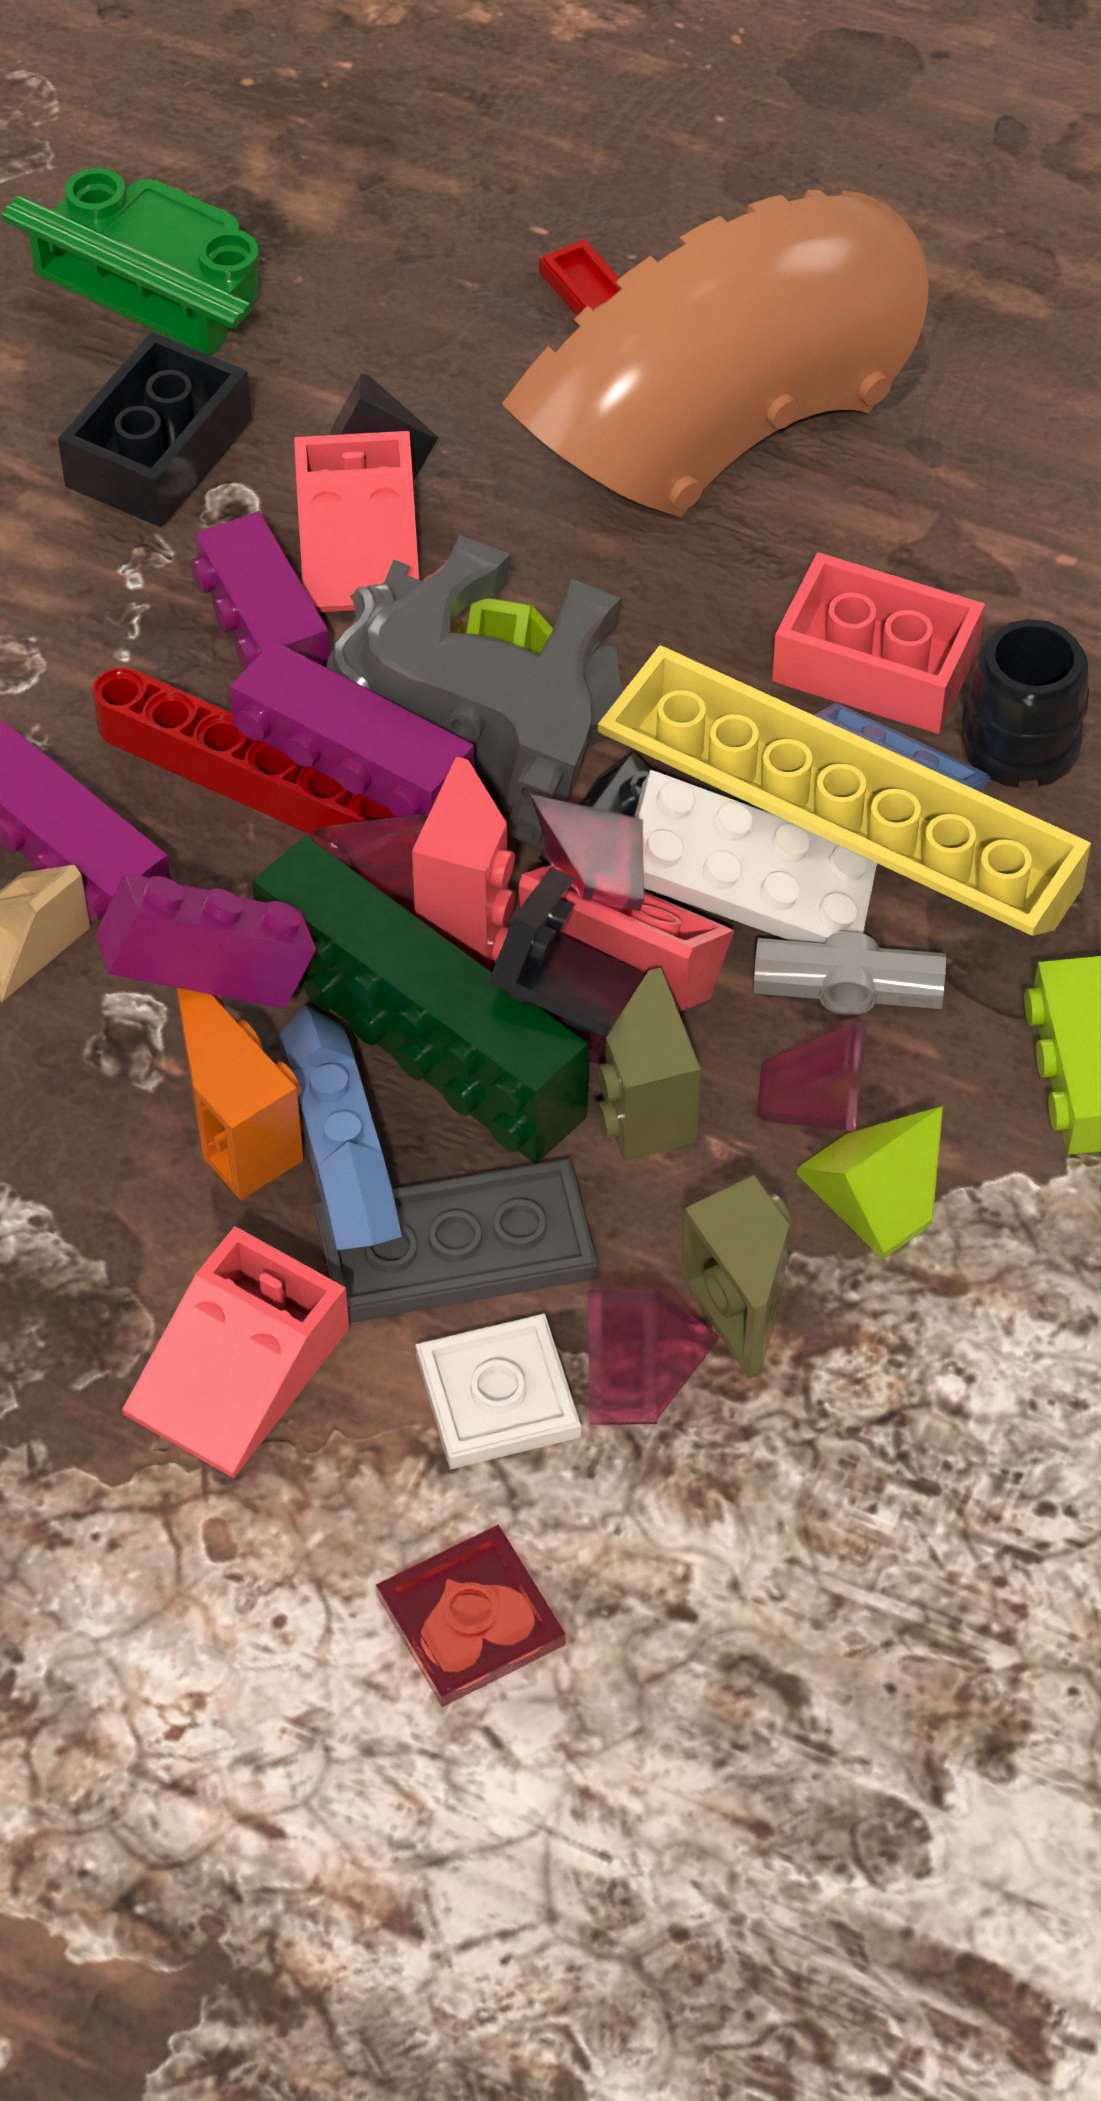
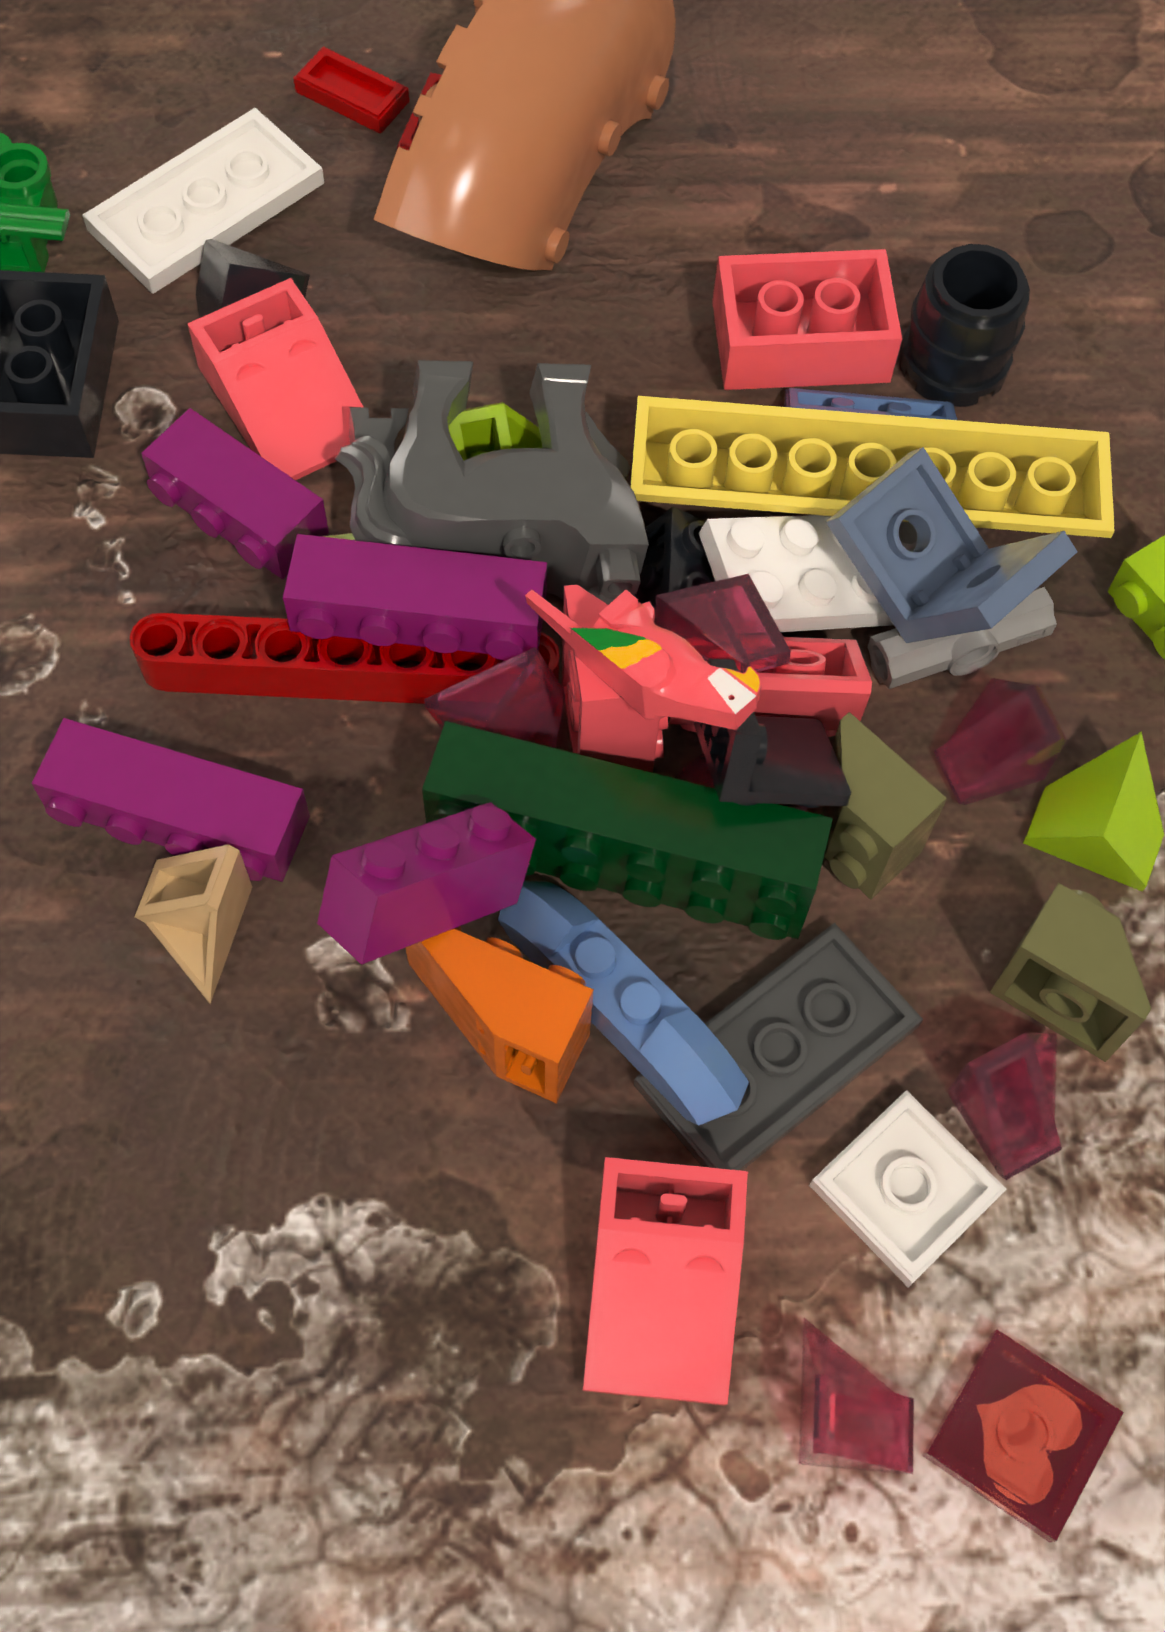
camera: 30 degrees left, 10 degrees up
(325, 1525) = (849, 1413): none -> clear pink slope
(390, 336) = (202, 194): none -> white plate
(481, 839) = (654, 666): none -> coral animal
(834, 901) = (951, 576): none -> sand blue bracket

